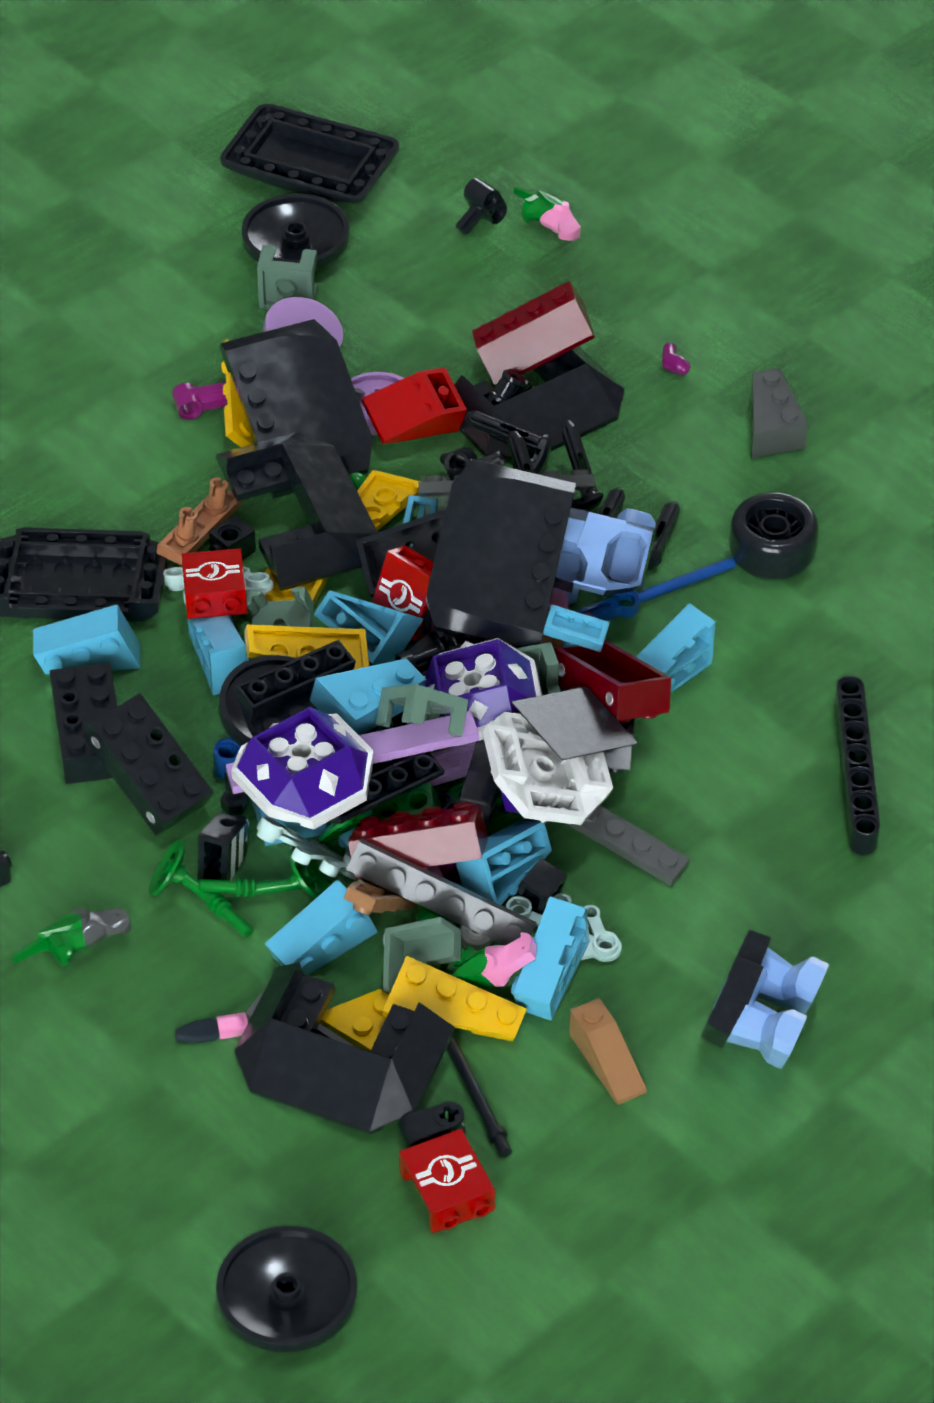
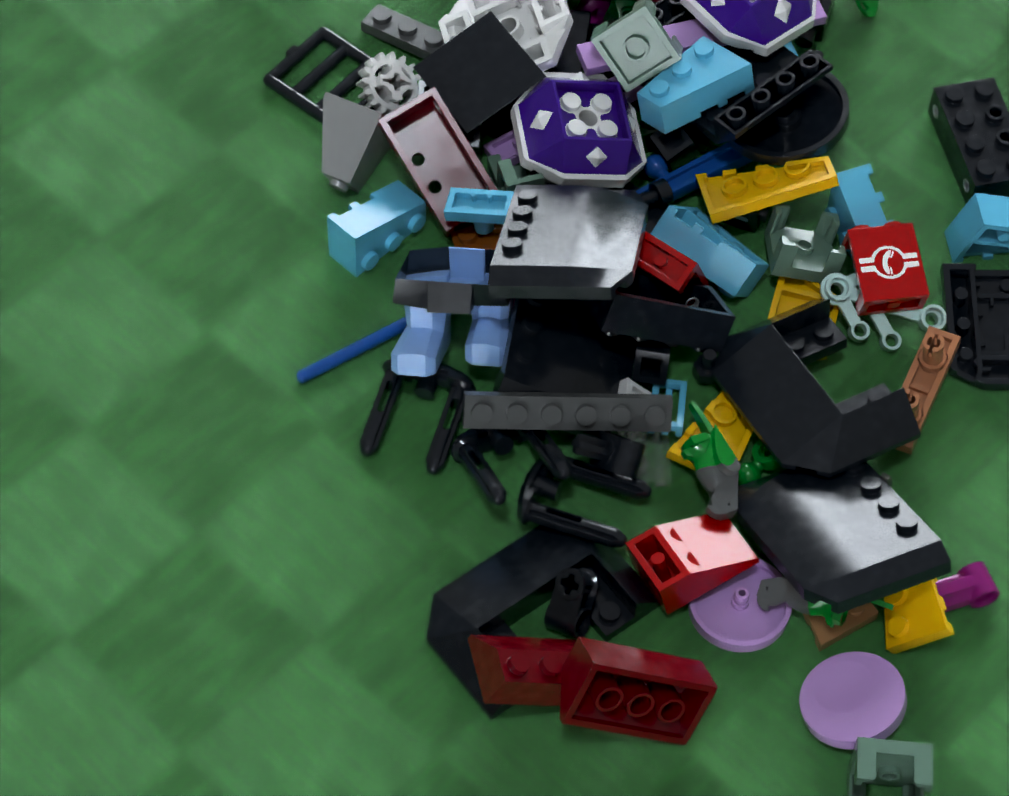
camera: 175 degrees right, 10 degrees up
(147, 764) = (907, 66): black piece -> none
(233, 535) = (882, 360): black brick -> none
(390, 457) = (714, 466): none -> animal
(468, 308) = (634, 691): none -> dark red slope
(659, 781) = (391, 83): none -> white gear
(673, 362) = (366, 684): magenta arm -> none
(690, 733) = (350, 143): none -> light grey slope
(705, 841) = (296, 54): none -> black bar
(773, 535) = (251, 383): black wheel -> none
(775, 415) = (236, 579): dark grey wedge -> none
(856, 765) = (185, 124): black beam -> none

